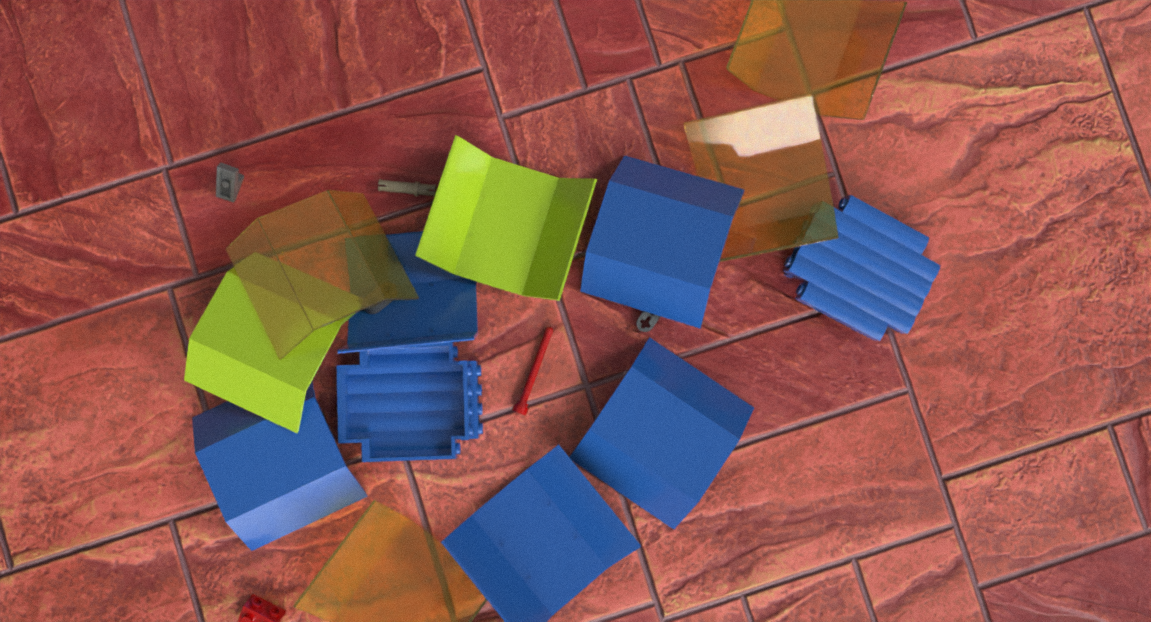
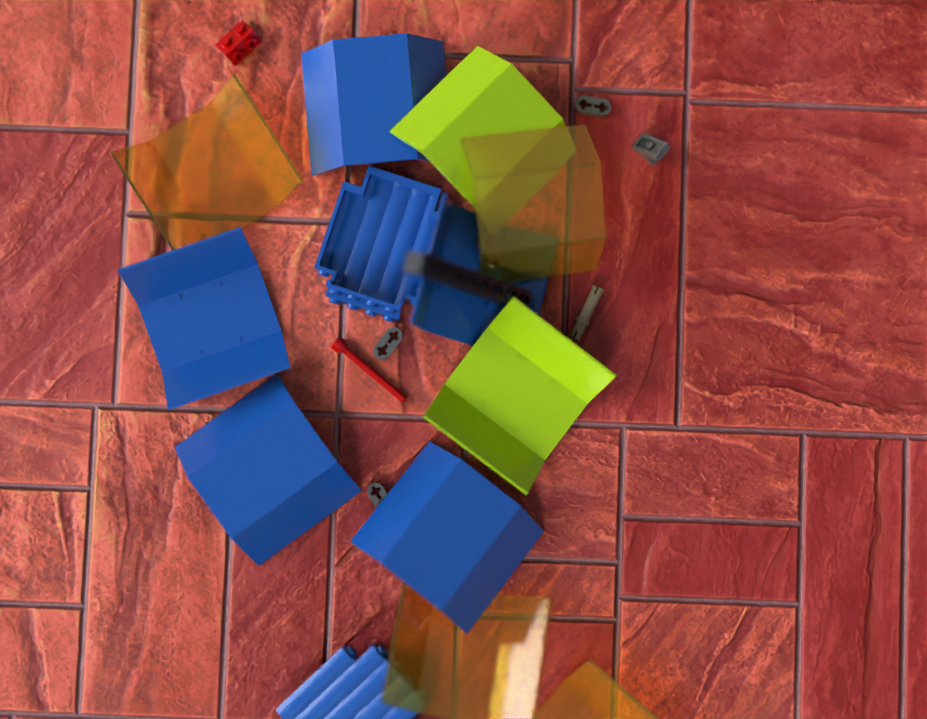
camera: 115 degrees right, 0 degrees up
(211, 251) = (591, 111): none -> dark grey beam
(414, 307) = (463, 279): none -> black brick
(504, 358) = (384, 340): none -> dark grey beam

